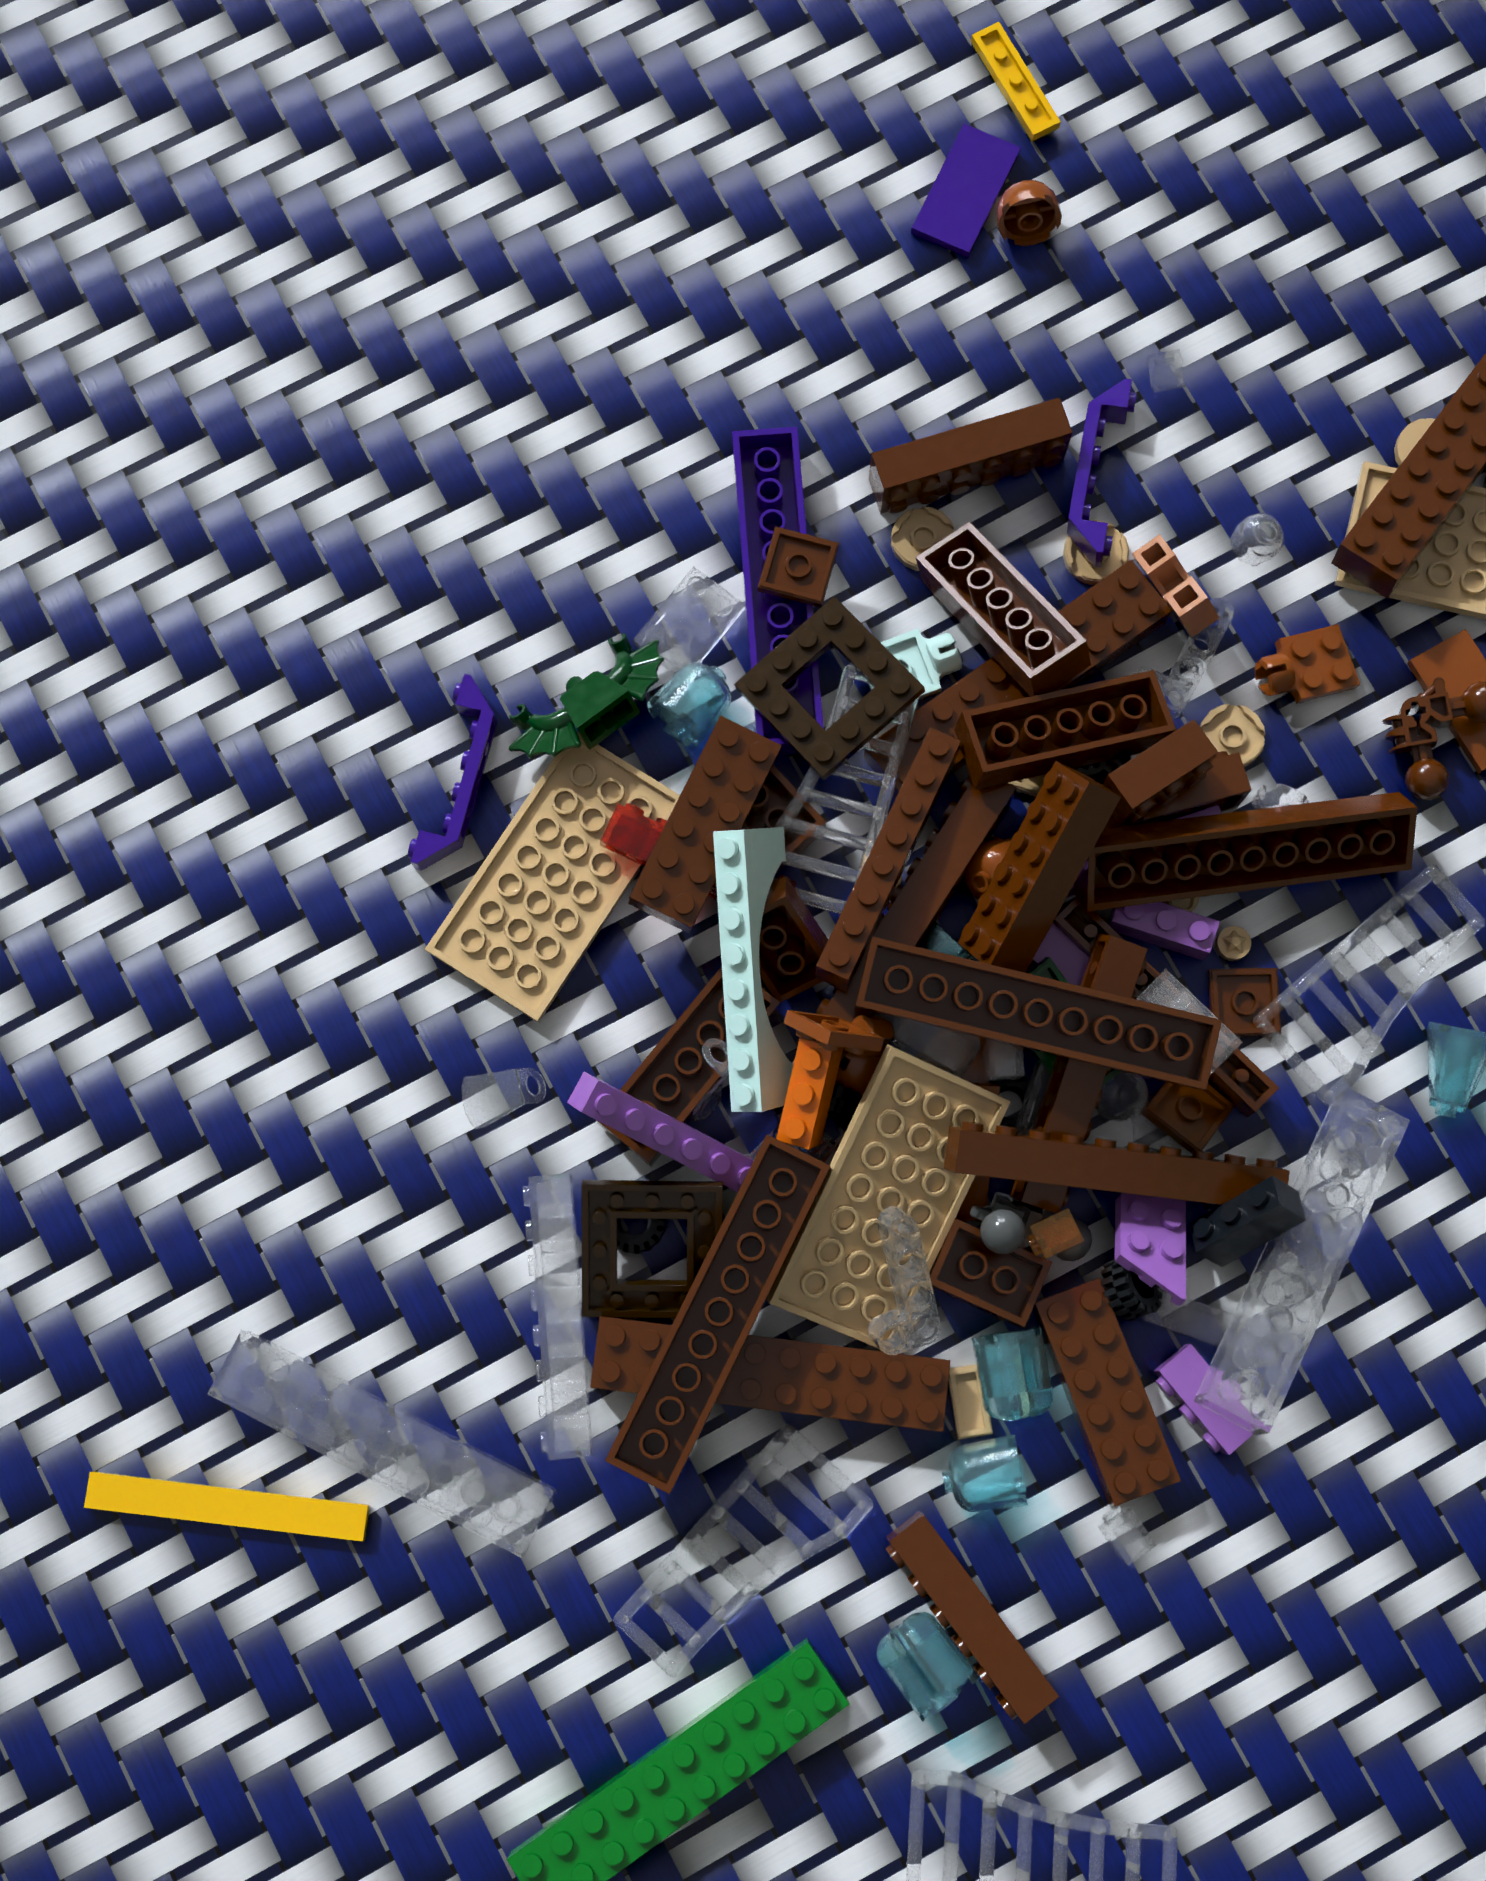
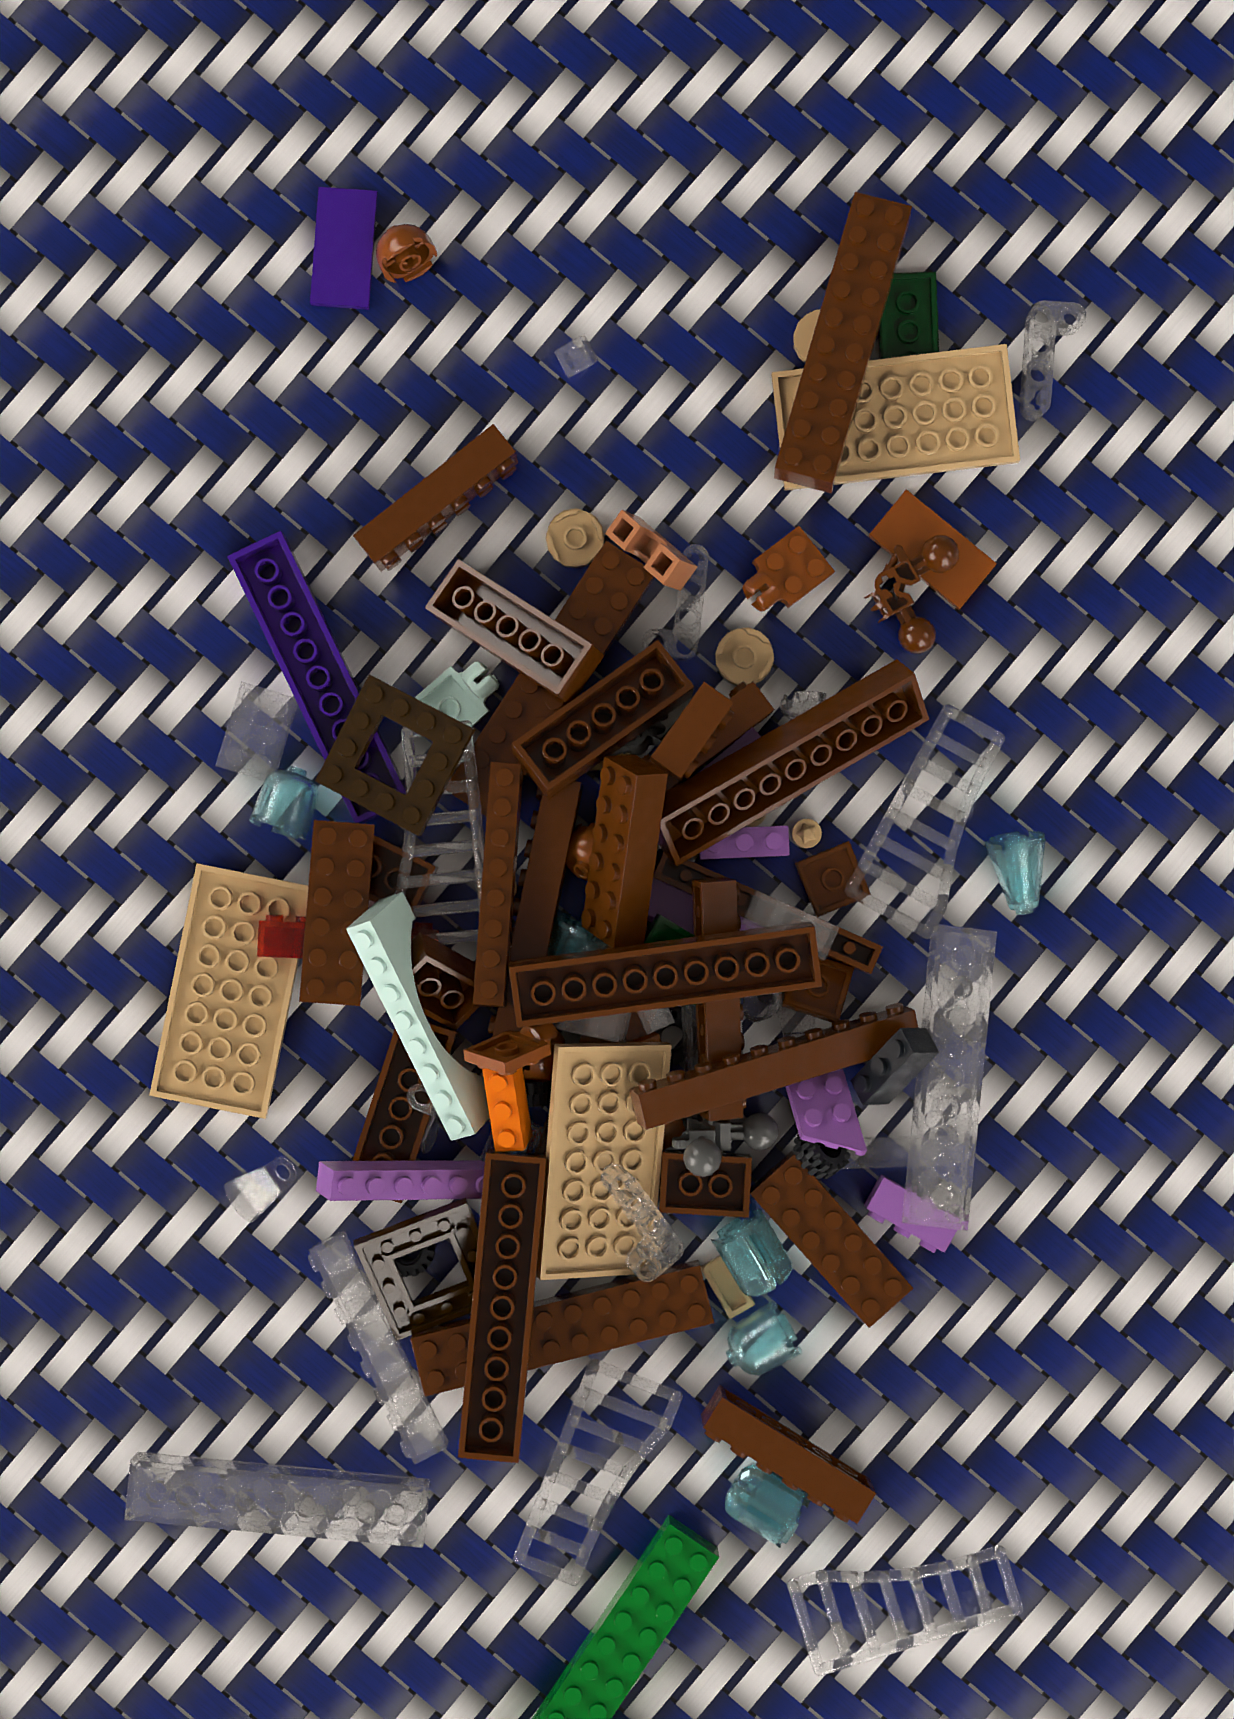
camera: 25 degrees left, 10 degrees up
(227, 1506) = (176, 1594): yellow tile -> none
(432, 847) = (101, 870): dark purple slope -> none
(591, 704) = (204, 838): dark green torso -> none
(798, 567) = (329, 657): reddish brown tile -> none
(918, 531) = (420, 578): tan tile -> none
(1015, 81) = (349, 129): yellow plate -> none
(1054, 1235) = (745, 1139): clear orange brick -> none
(1111, 408) = (542, 403): dark purple slope -> none
(1126, 1534) = (886, 1342): clear brick -> none
(1257, 539) = (706, 474): clear hair -> none

